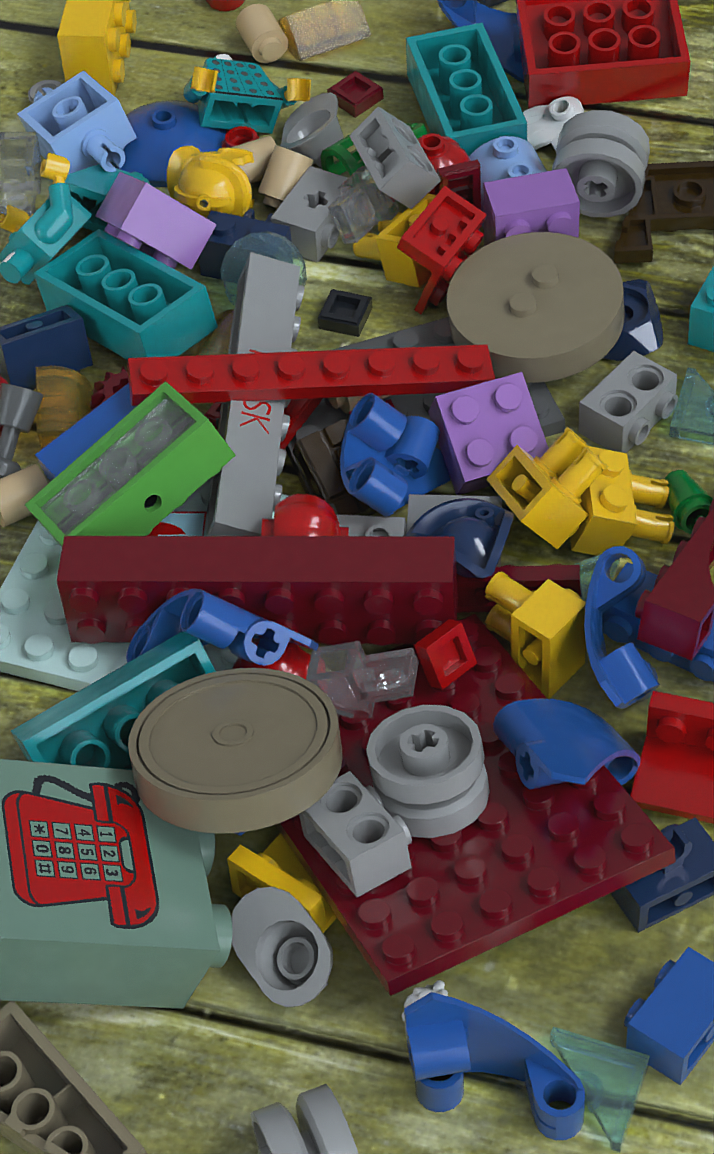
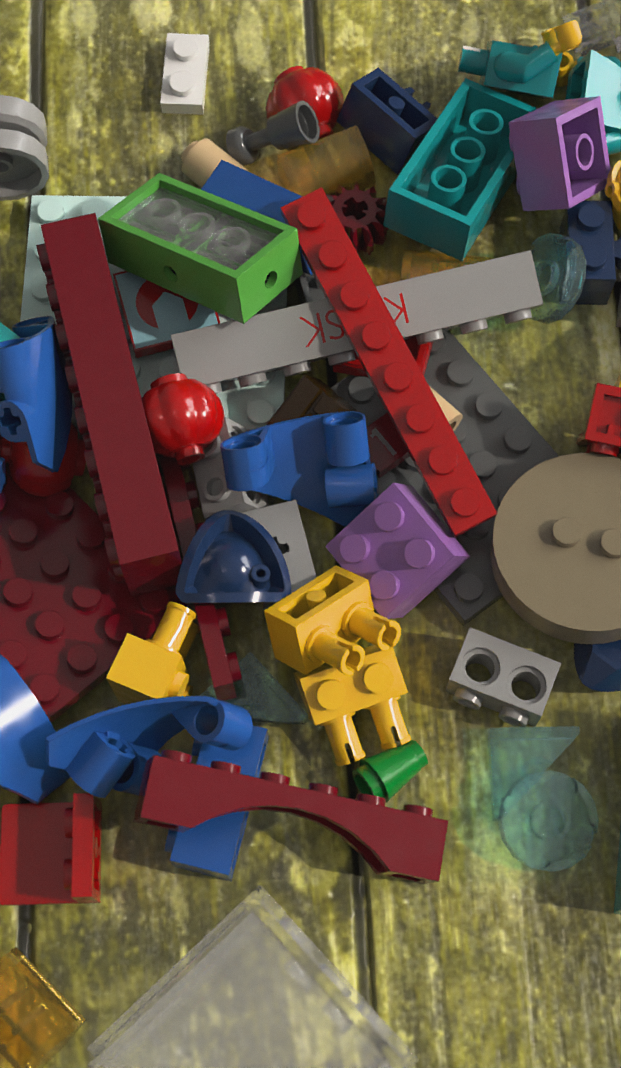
camera: 70 degrees right, 20 degrees up
(345, 312) = (549, 372): black tile -> none
(360, 680) = (40, 520): clear brick -> none
(445, 654) = (88, 588): red plate -> none

